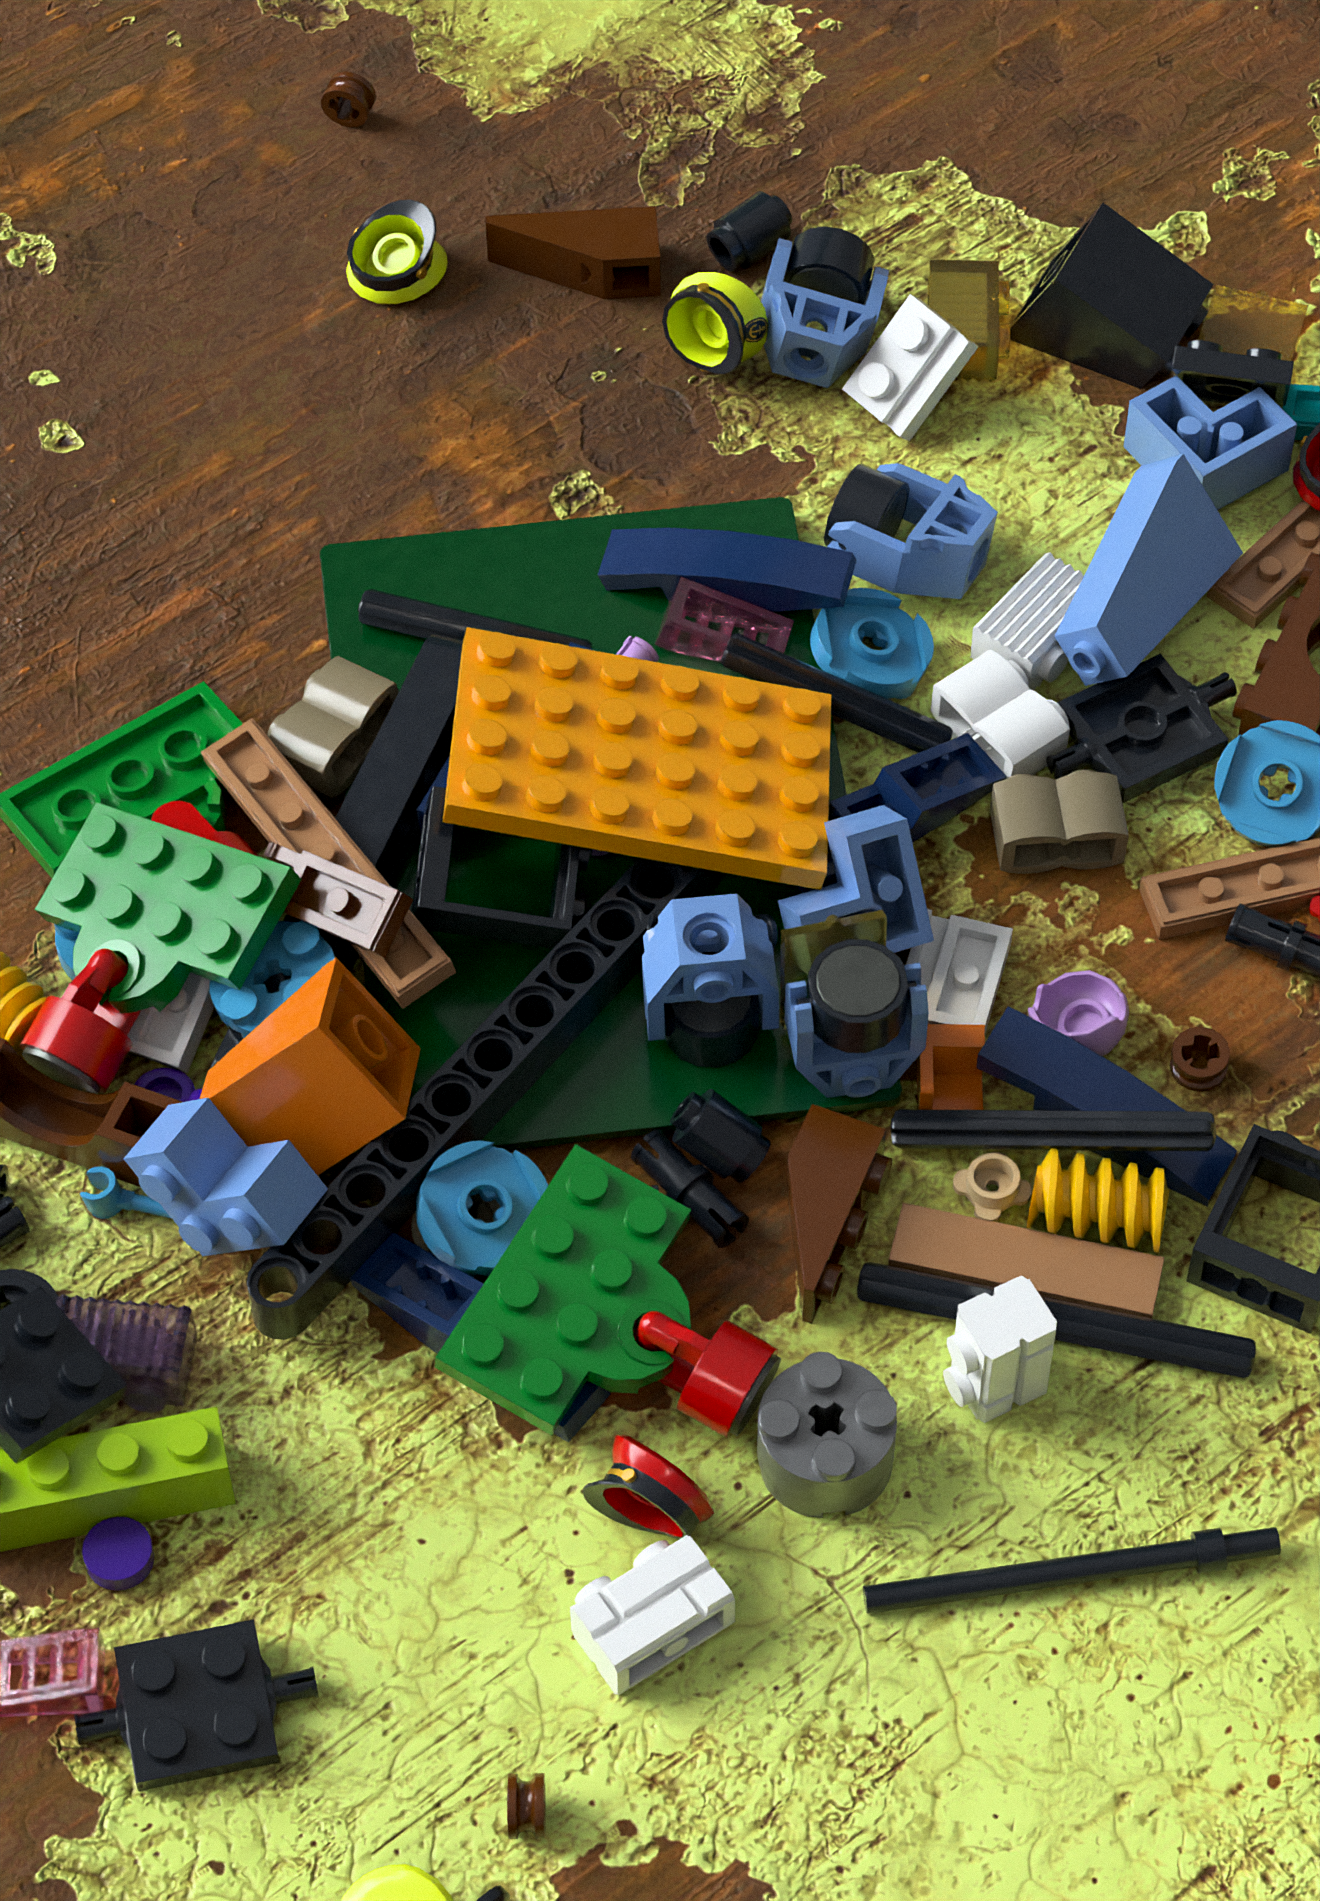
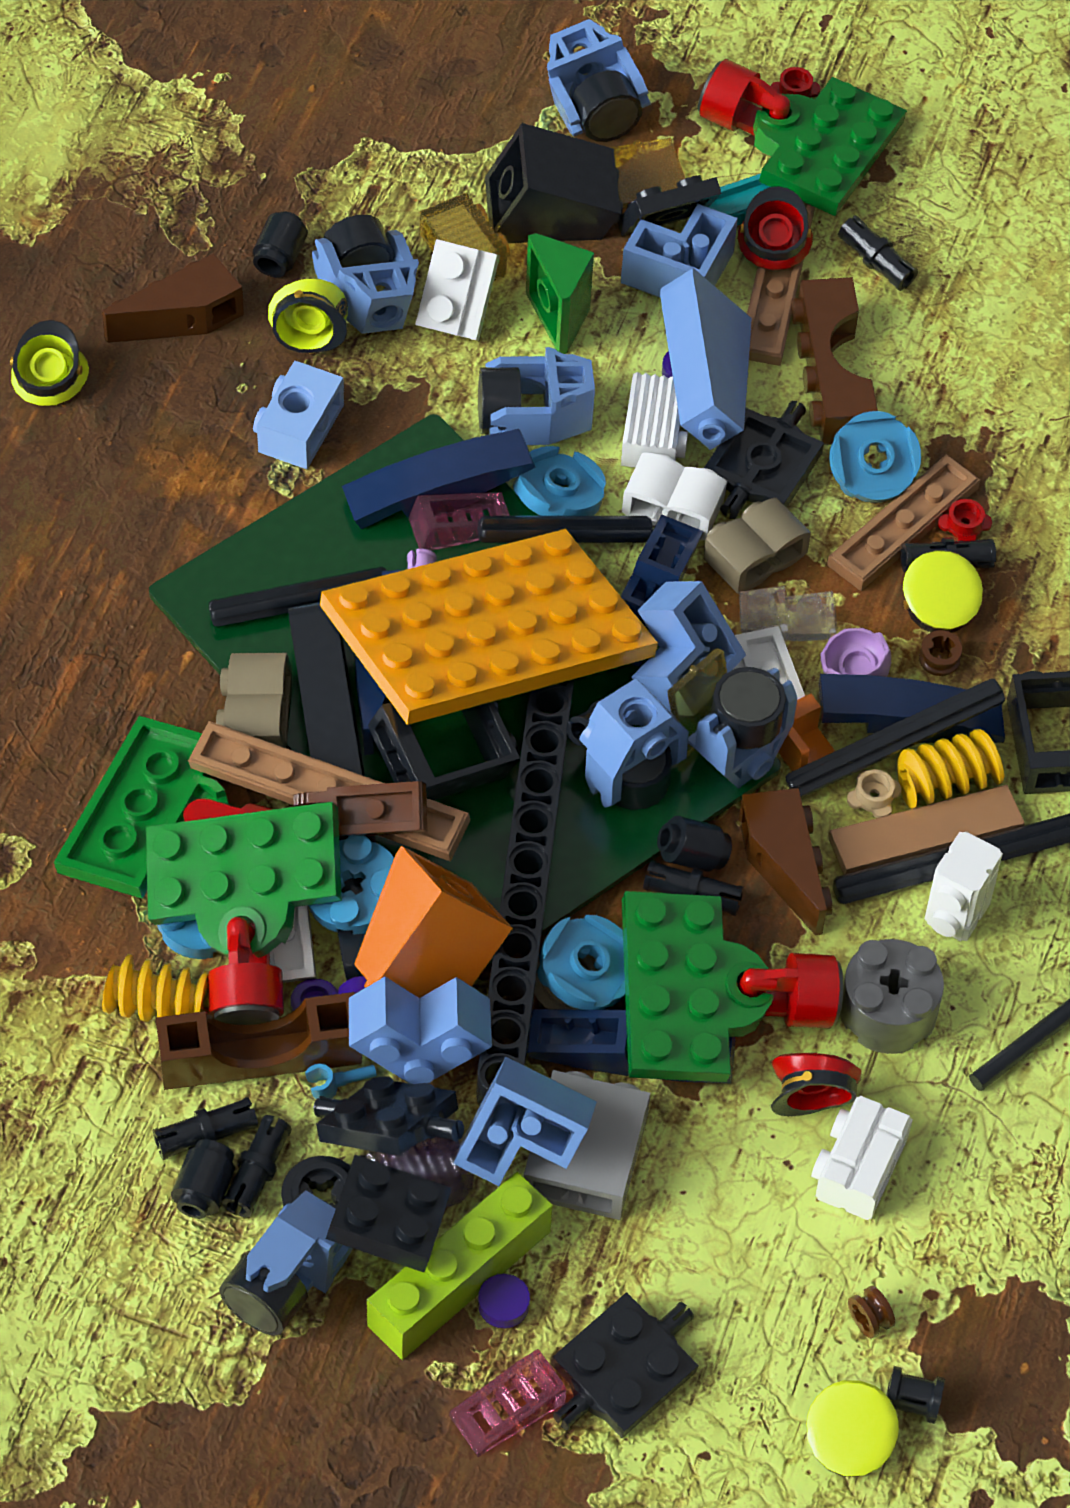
camera: 35 degrees left, 0 degrees up
(127, 1267) = (388, 1116): none -> black plate
(251, 1342) = (523, 1112): none -> medium blue brick
(339, 1420) = (607, 1155): none -> light grey brick
(631, 430) = (299, 414): none -> light blue brick
(1033, 419) = (559, 287): none -> green slope
(1041, 925) = (798, 616): none -> clear slope
(1247, 202) = (607, 98): none -> piece
(1248, 984) = (942, 591): none -> neon yellow piece

